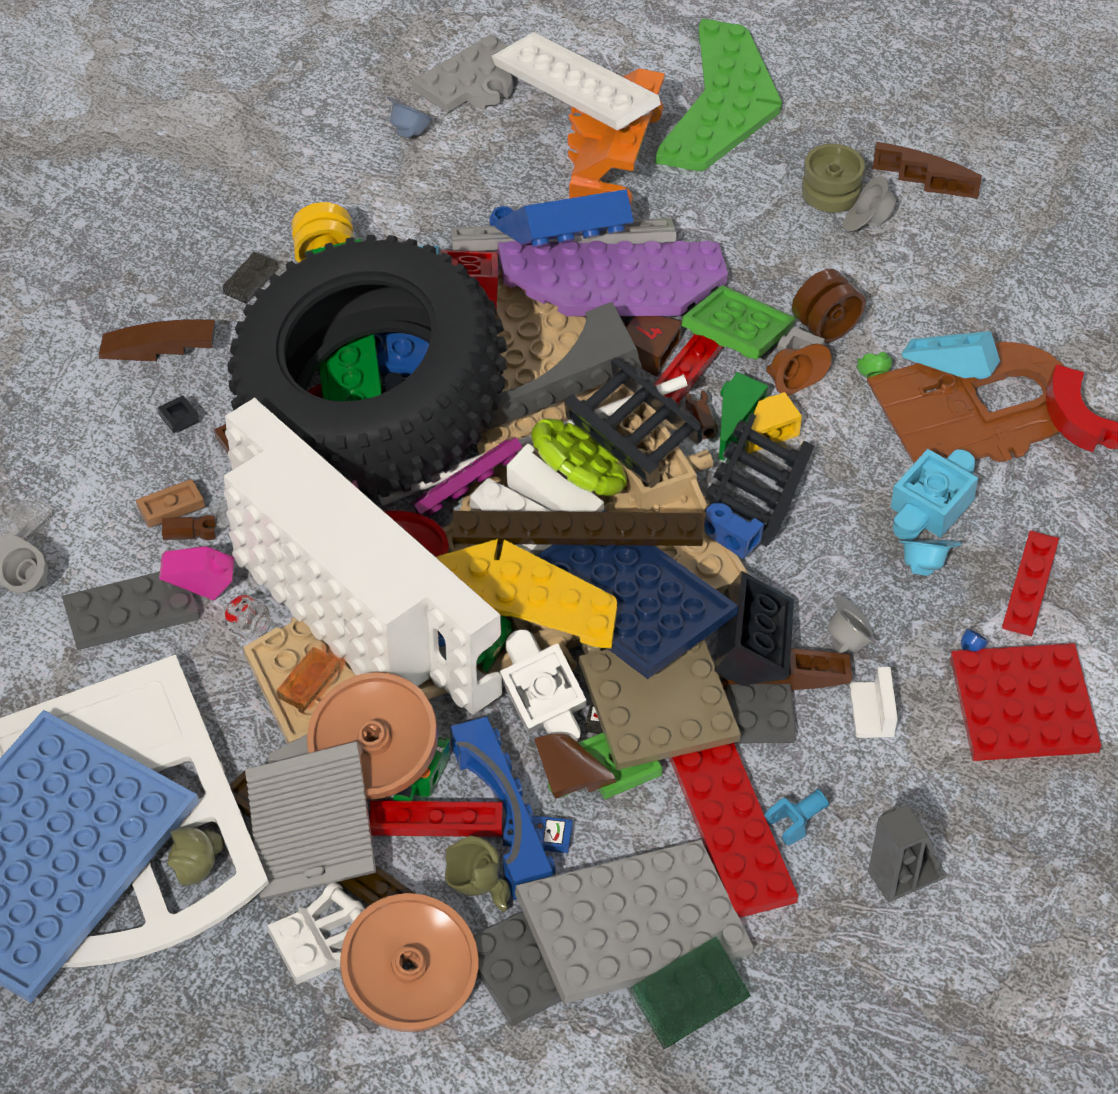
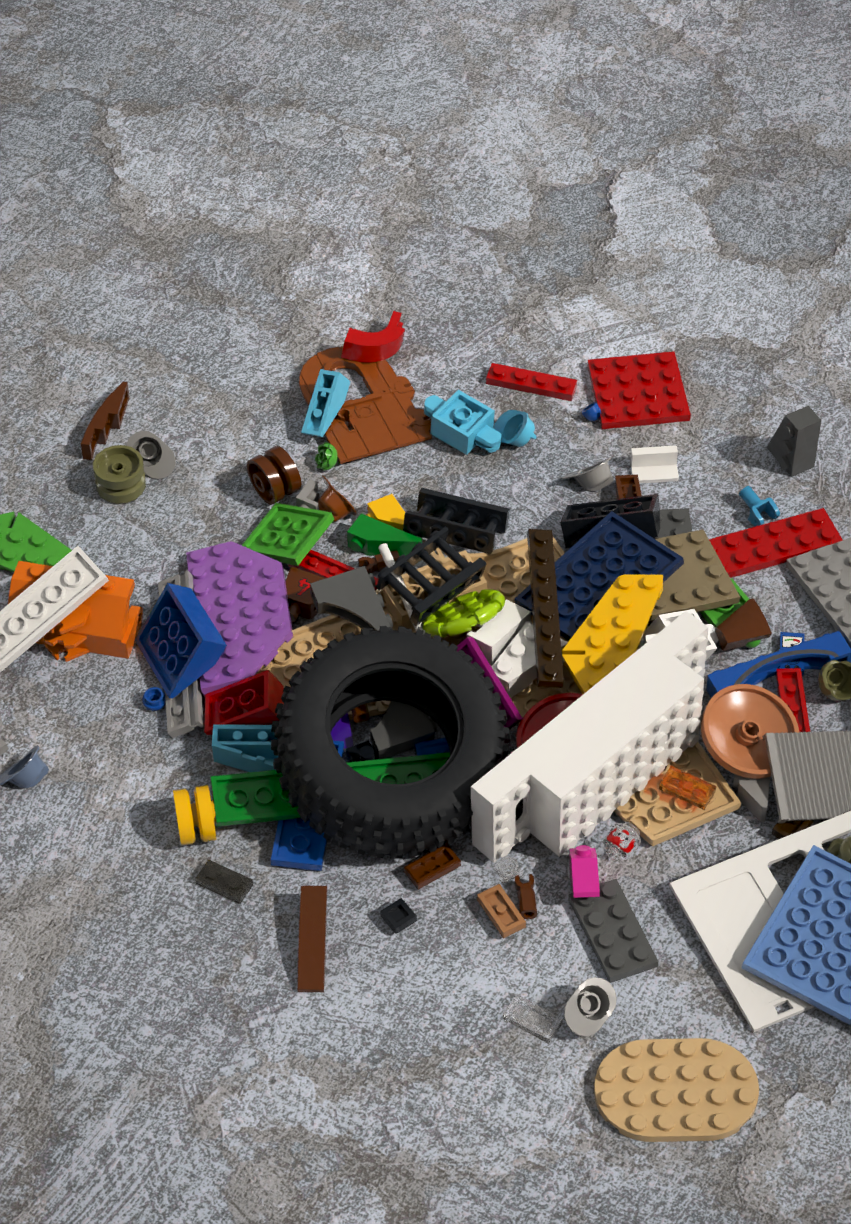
camera: 90 degrees left, 0 degrees up
(732, 530) = (514, 533): blue leg -> none

